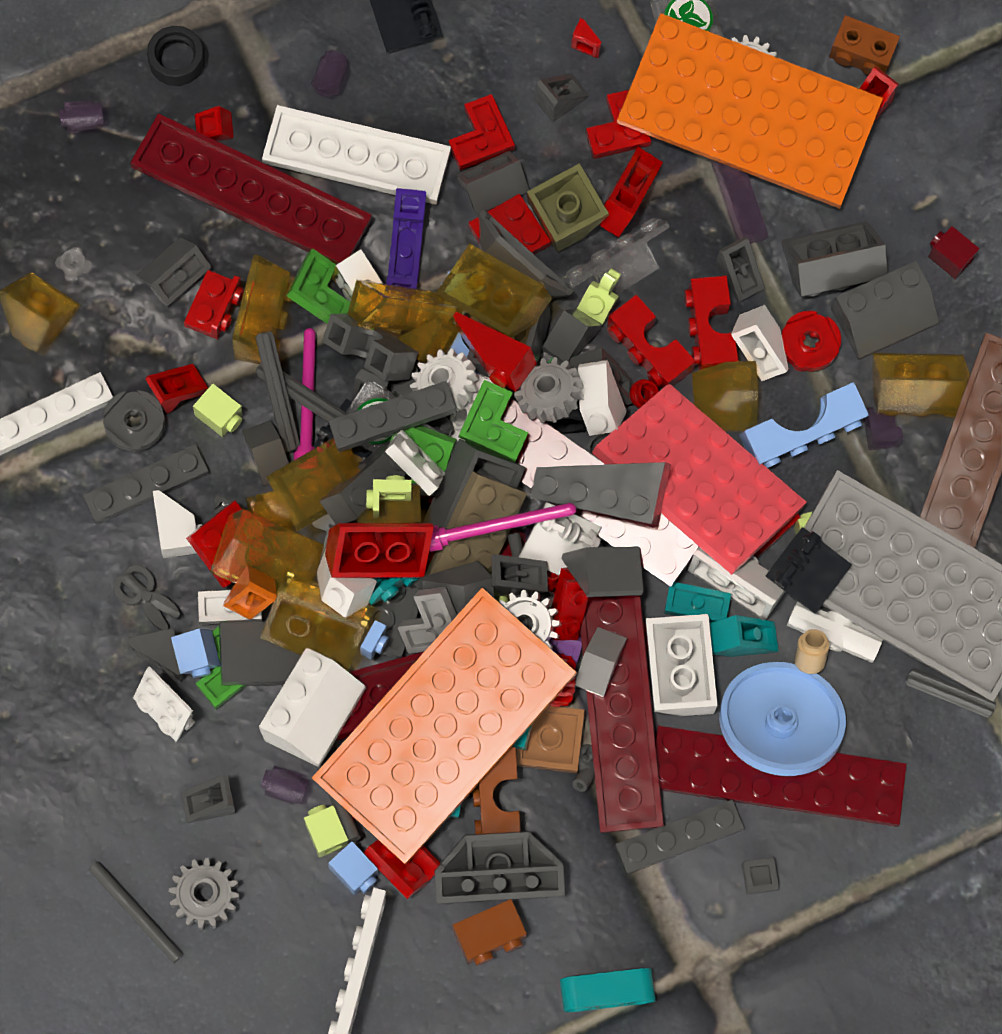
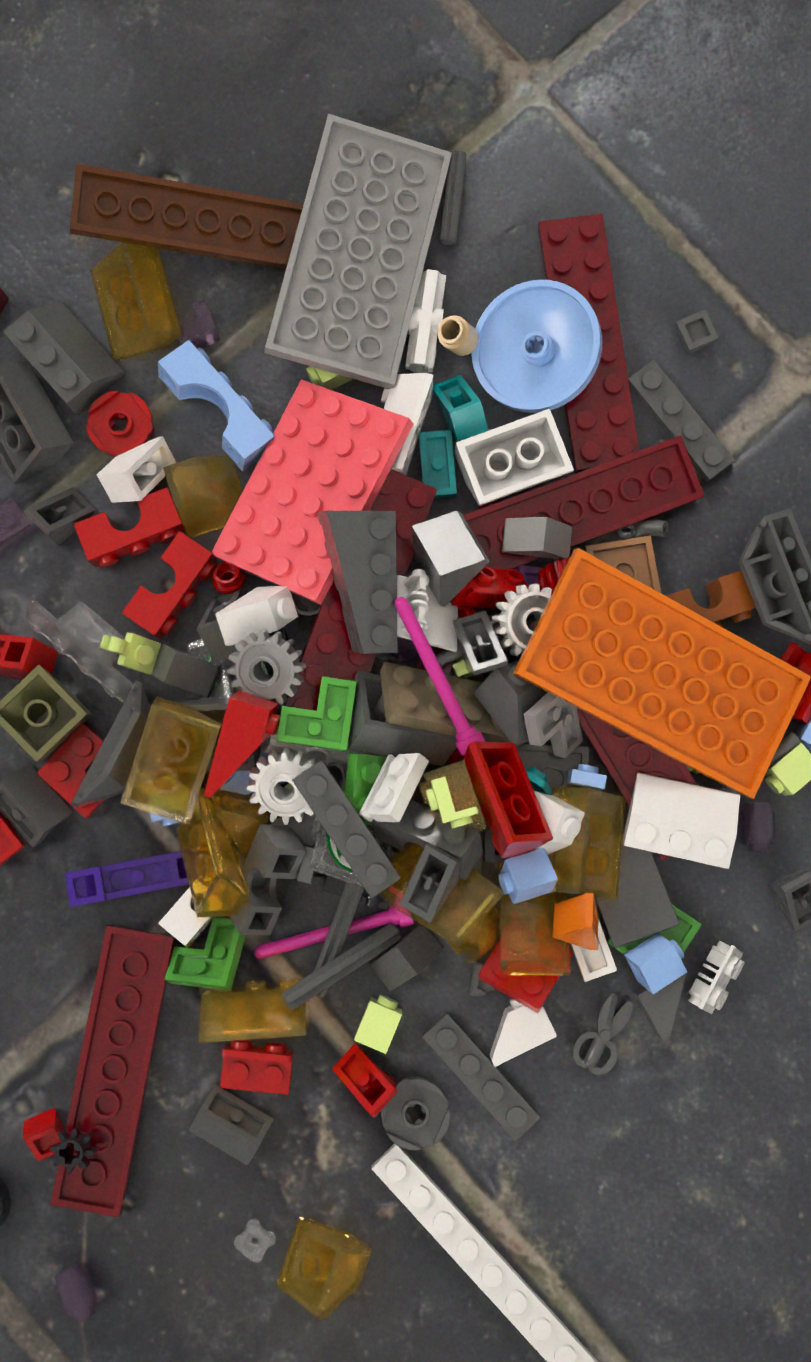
camera: 100 degrees left, 10 degrees up
(203, 146) = (81, 1143): none -> black gear
(306, 553) = (527, 876): none -> light blue brick
(325, 468) = (431, 882): none -> dark grey slope
(355, 153) = (38, 967): white plate -> none
(808, 570) = (379, 352): black hinge -> none

